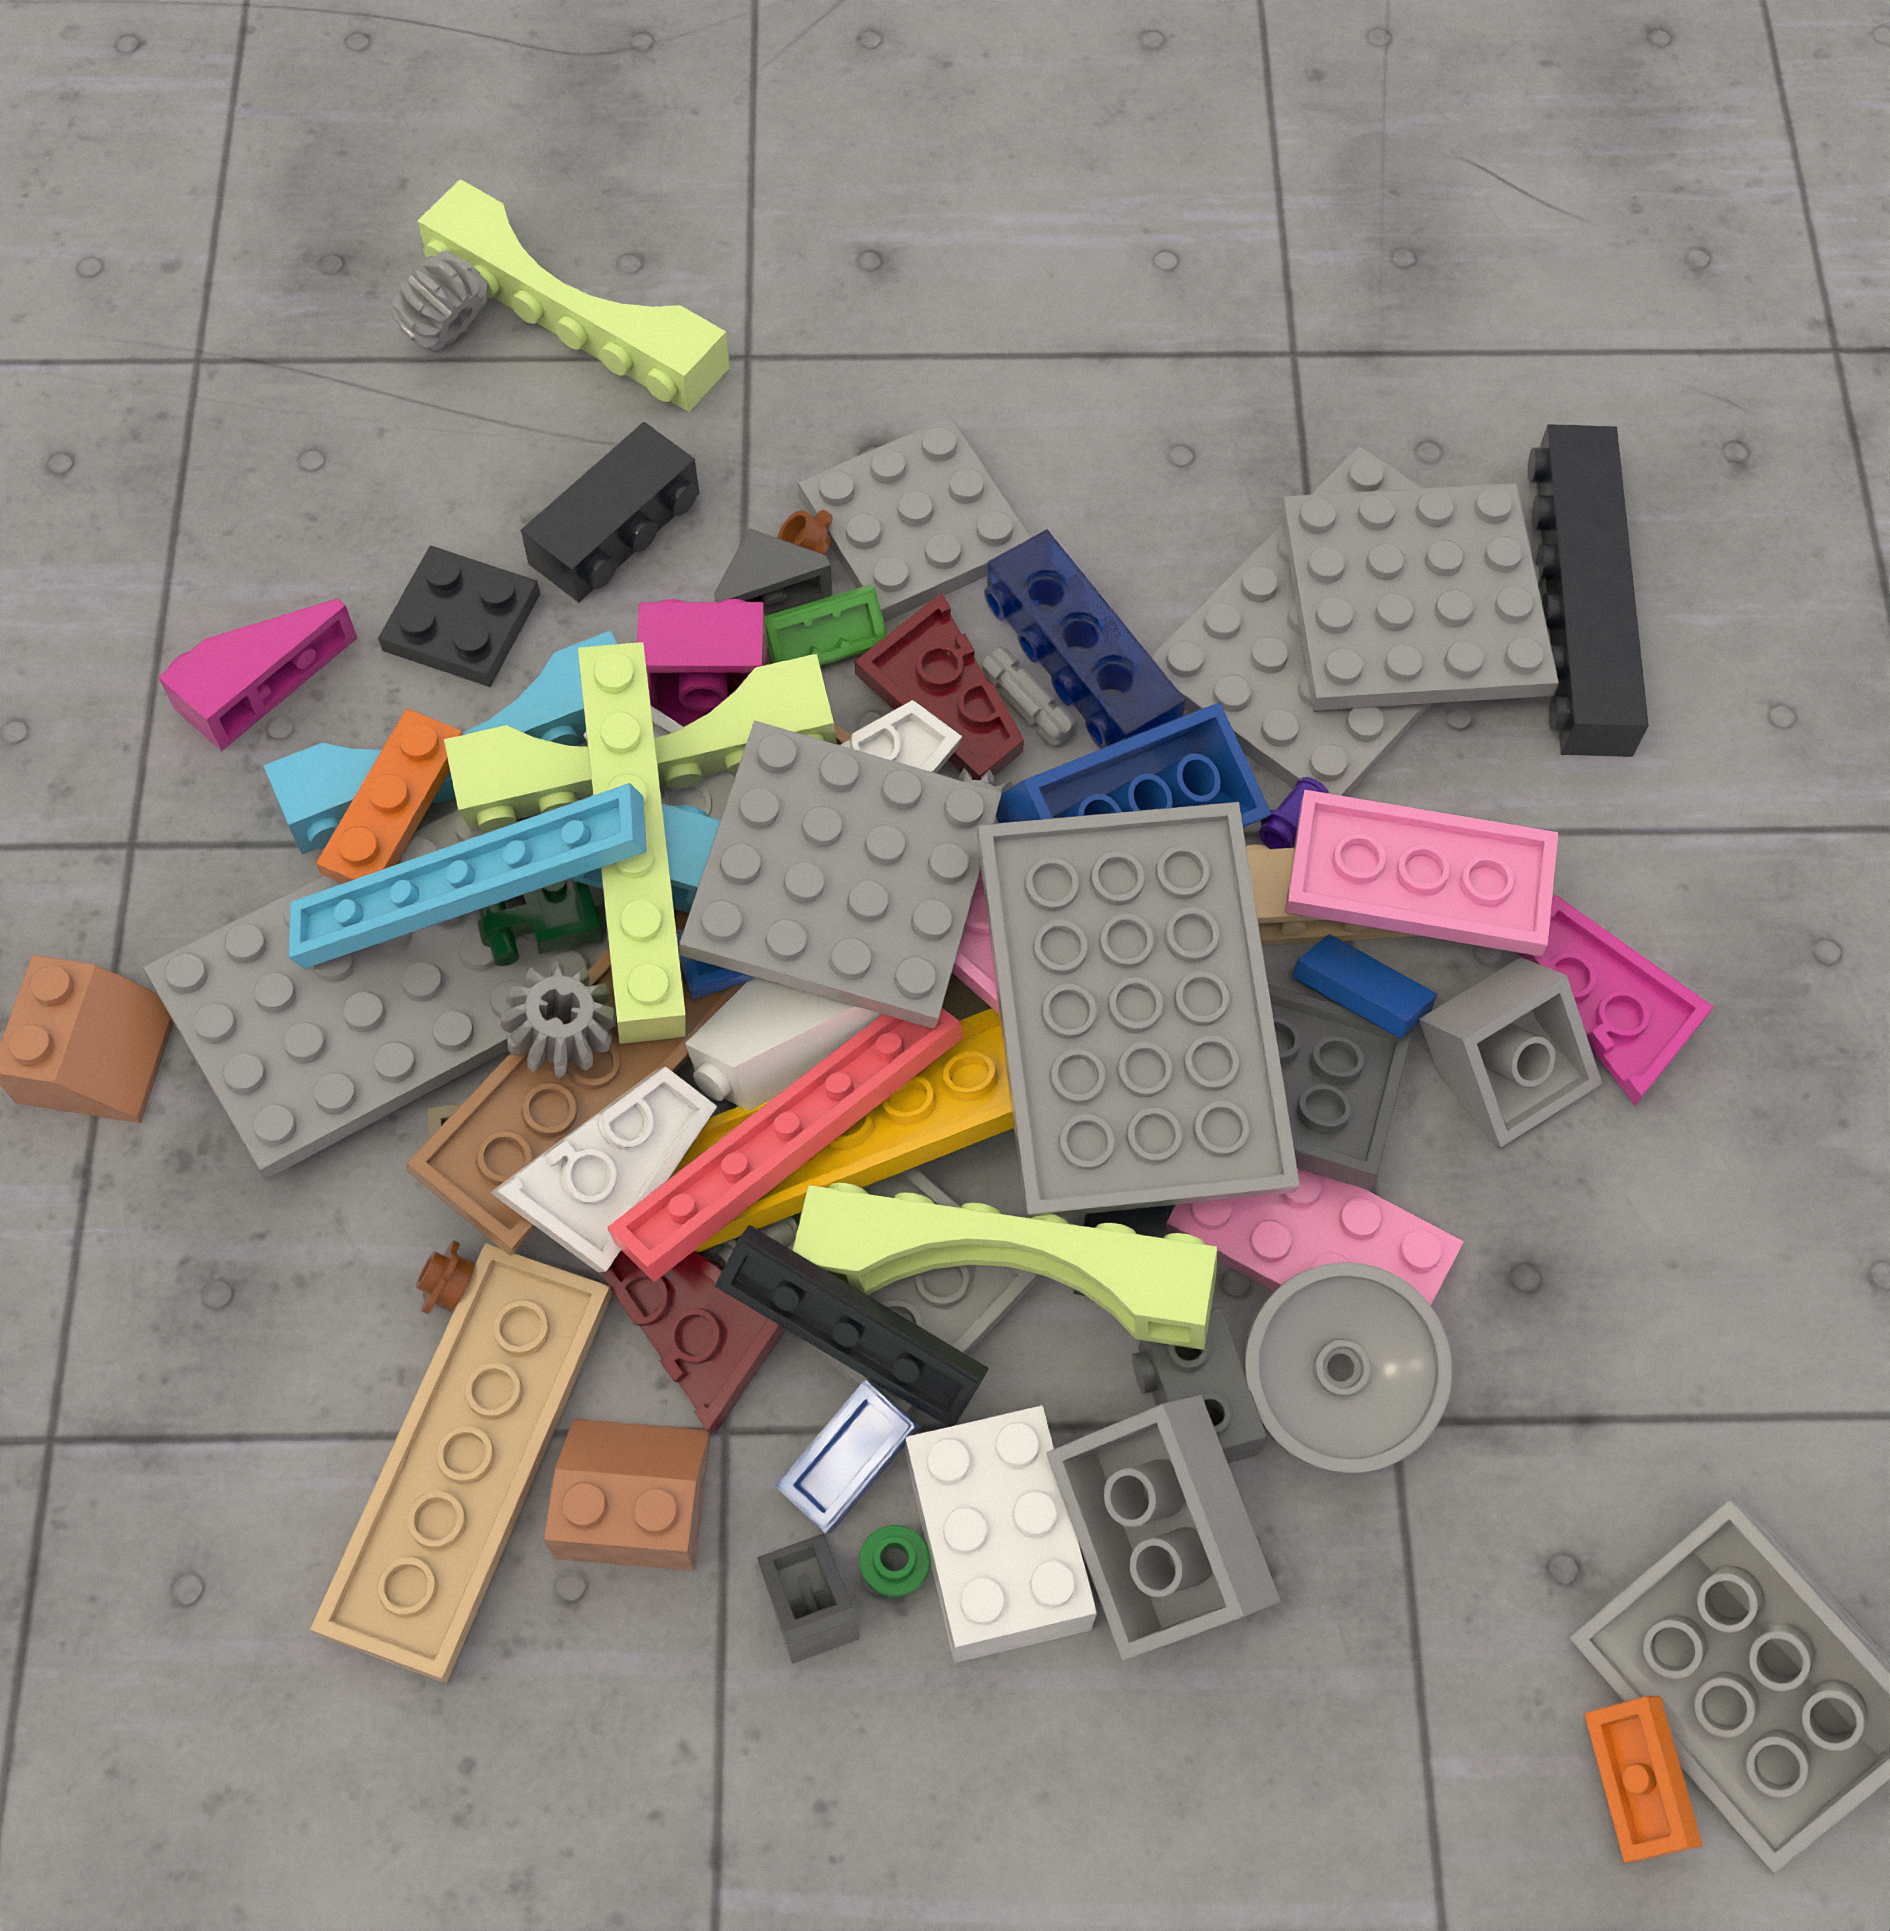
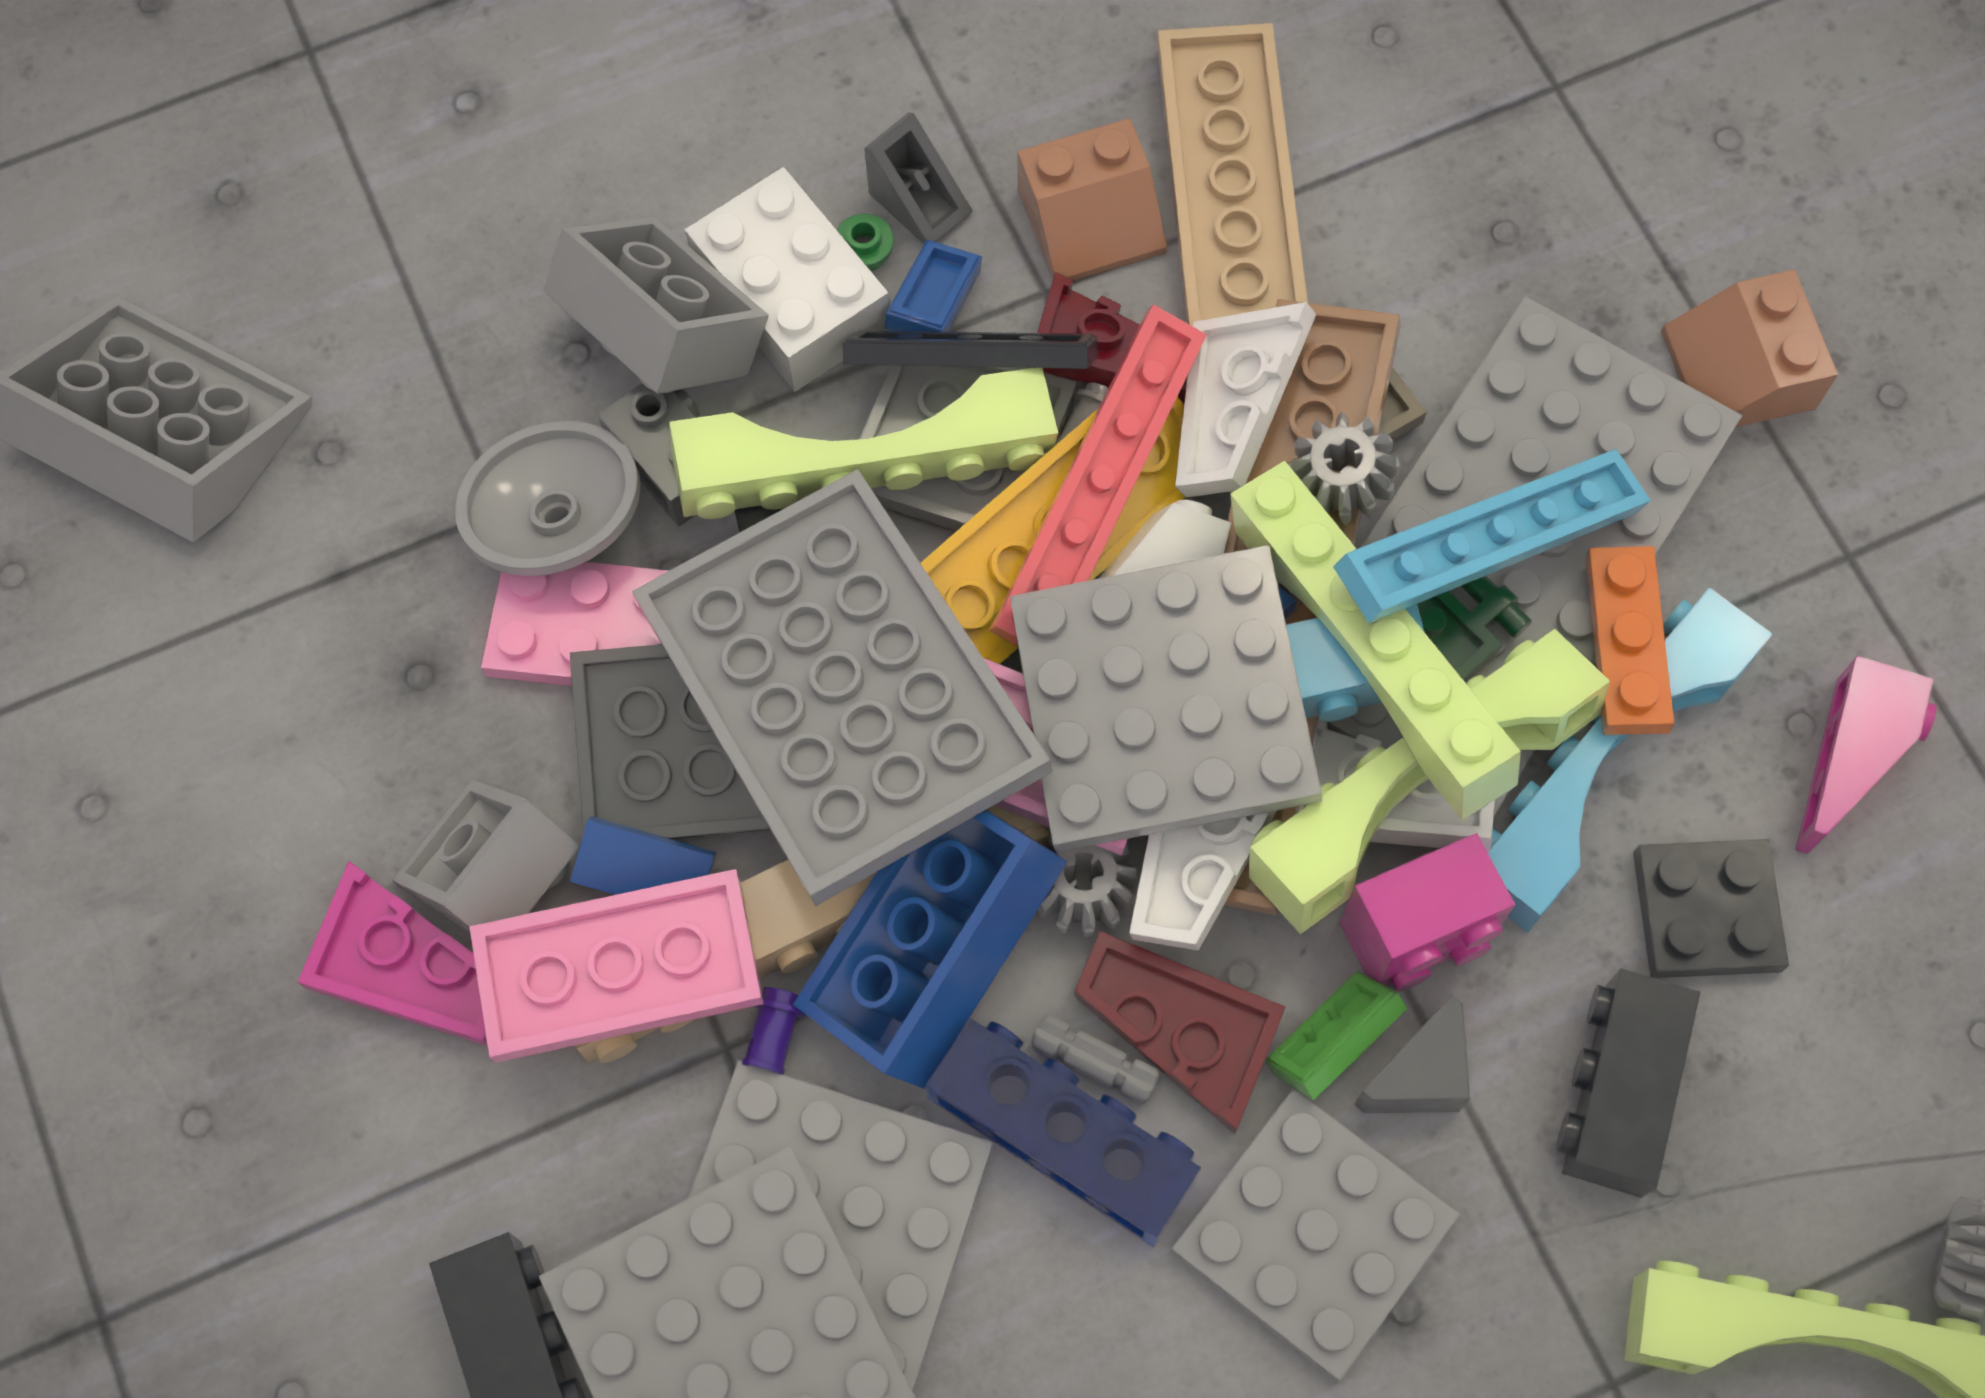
camera: 160 degrees right, 5 degrees up
(444, 1278) = (1327, 286): dark orange plate -> none
(808, 530) = (1413, 1142): dark orange plate -> none
(1643, 1779) = (229, 307): orange plate -> none

